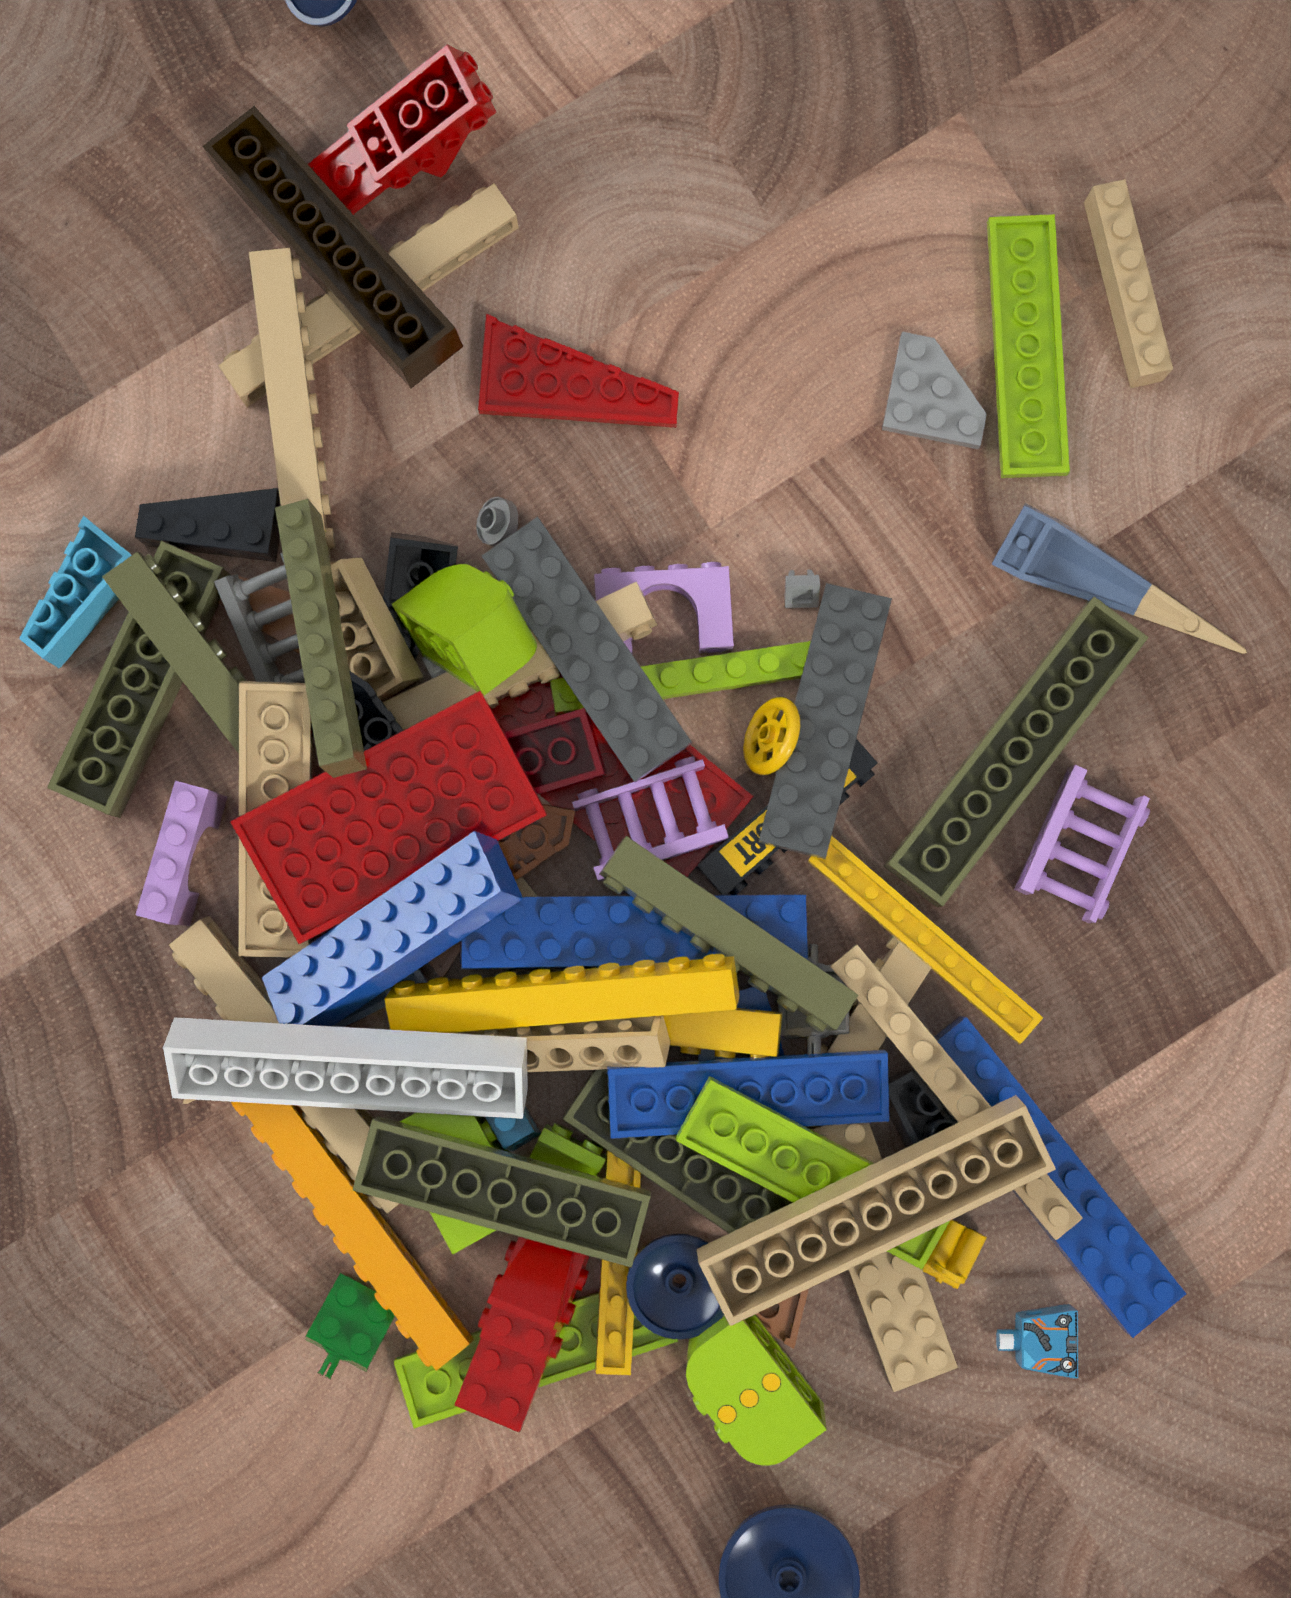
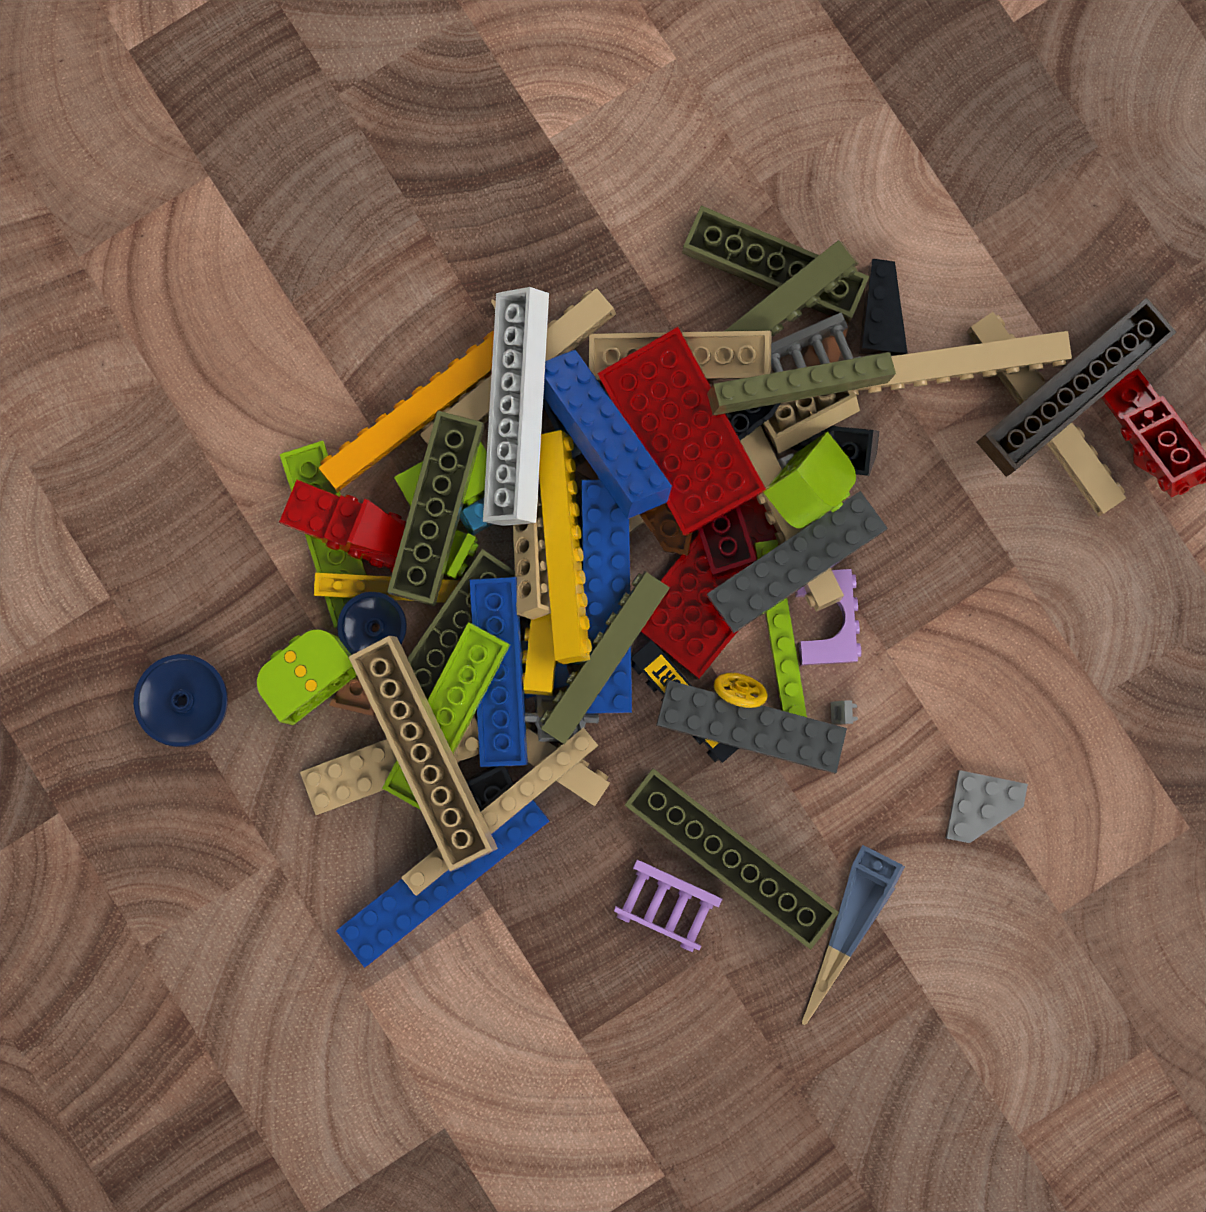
camera: 85 degrees right, 0 degrees up
(76, 596) = (833, 220): medium azure wedge -> none
(166, 885) = (633, 285): lavender arch -> none
(349, 1326) = (346, 411): green plate -> none
(496, 521) = (887, 503): light grey plate -> none
(552, 381) = (987, 541): red wing -> none
(675, 842) = (665, 625): lavender fence -> none
(927, 941) = (600, 793): yellow plate -> none
(954, 1254) = (391, 813): yellow piece -> none
(1028, 346) = (1019, 872): lime plate -> none
(1044, 1340) = (333, 873): dark azure torso -> none
(1128, 284) = (1064, 943): tan brick -> none

